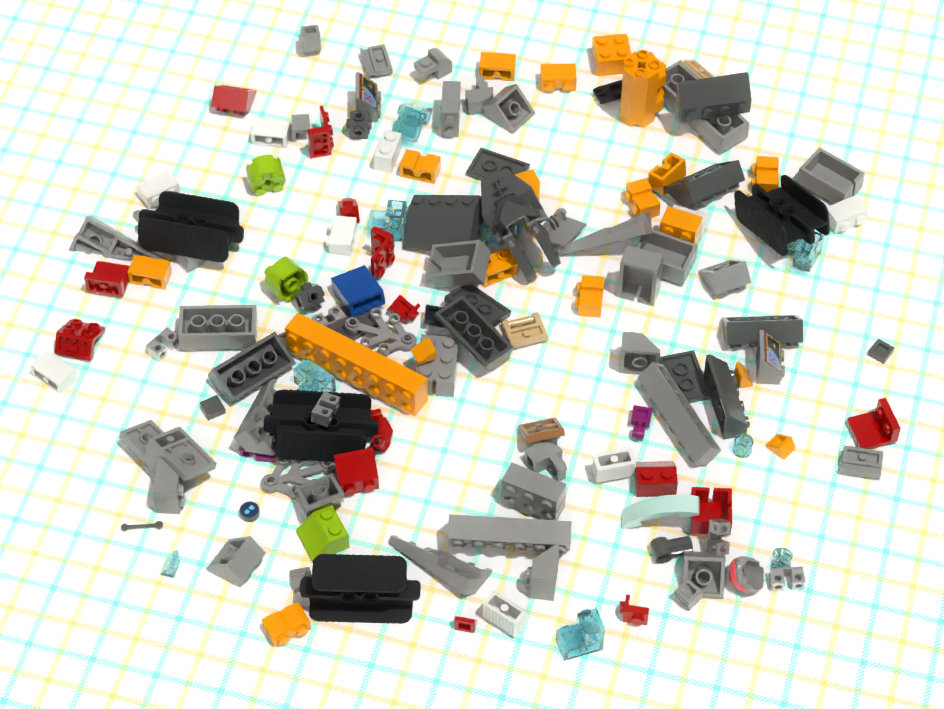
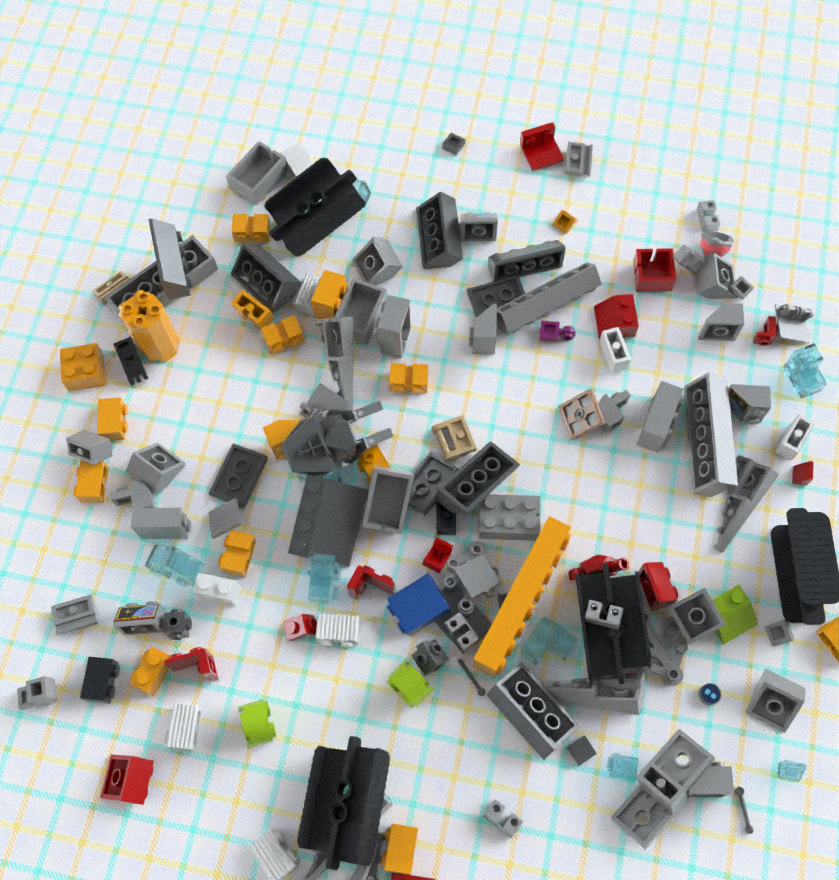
camera: 90 degrees left, 15 degrees up
(196, 429) = (622, 767): none -> clear light blue bracket
(217, 327) = (481, 754): light grey brick -> none
(300, 124) = (177, 692): light grey panel -> none
(311, 103) = (151, 671): none -> light orange brick
(317, 77) = (99, 680): none -> black piece
(379, 332) = (477, 576): none -> light grey piece
(424, 351) = (511, 523): light orange slope -> none
(434, 63) = (89, 548): light grey brick -> none
(453, 155) = (224, 518): none -> light grey piece
(527, 59) = (89, 447): none -> light grey brick
(643, 564) = (723, 323): none -> light grey slope
(643, 636) = (792, 322): none -> light grey hinge
(660, 507) = (664, 309): light aqua slope -> none
(666, 549) = (694, 307): dark grey piece -> none
(742, 376) = (492, 249): light orange slope -> none
(745, 441) = (575, 244): clear light blue wheel -> none
(781, 558) = (691, 218): clear light blue wheel -> none

